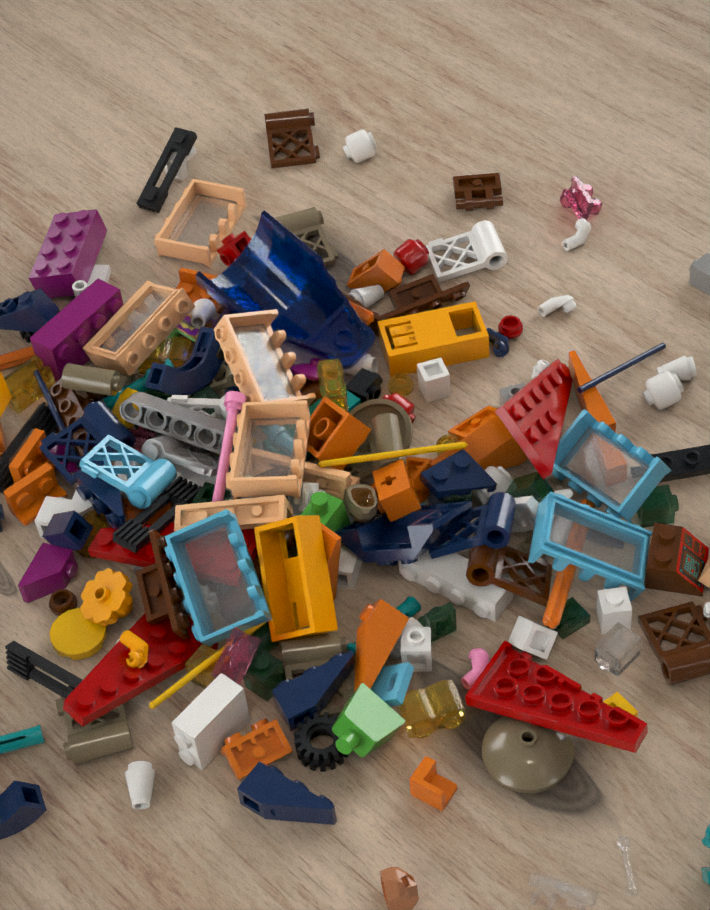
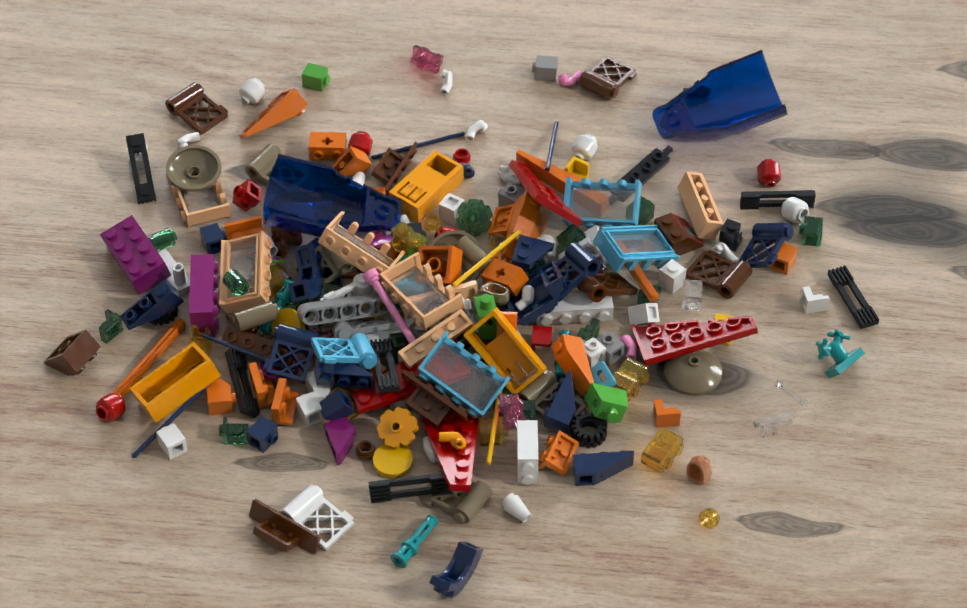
camera: 45 degrees left, 0 degrees up
(108, 331) = (235, 282): none -> clear green brick
(114, 253) = (163, 239): none -> clear green brick
(162, 273) = (211, 238): none -> dark blue brick
(206, 192) = (193, 161): none -> dark tan dish
(251, 164) = (188, 138): none -> white arm
(371, 178) = (283, 107): none -> orange wedge
(372, 236) = (327, 145): none -> orange brick
(377, 587) = (541, 337): none -> red panel
(379, 830) = (662, 450): none -> clear yellow brick
(398, 531) = (527, 298): none -> white arm
(439, 161) = (315, 77): none -> bright green brick
(446, 403) = (474, 217): none -> clear green plant
(446, 653) = (613, 346): none -> light grey brick
(477, 186) = (354, 81): reddish brown plate -> none
(485, 246) = (397, 116): white piece -> none
(491, 292) = (421, 144): none -> dark blue axle
(625, 412) = (578, 167): none -> yellow panel
(683, 367) = (583, 127): white cone -> none

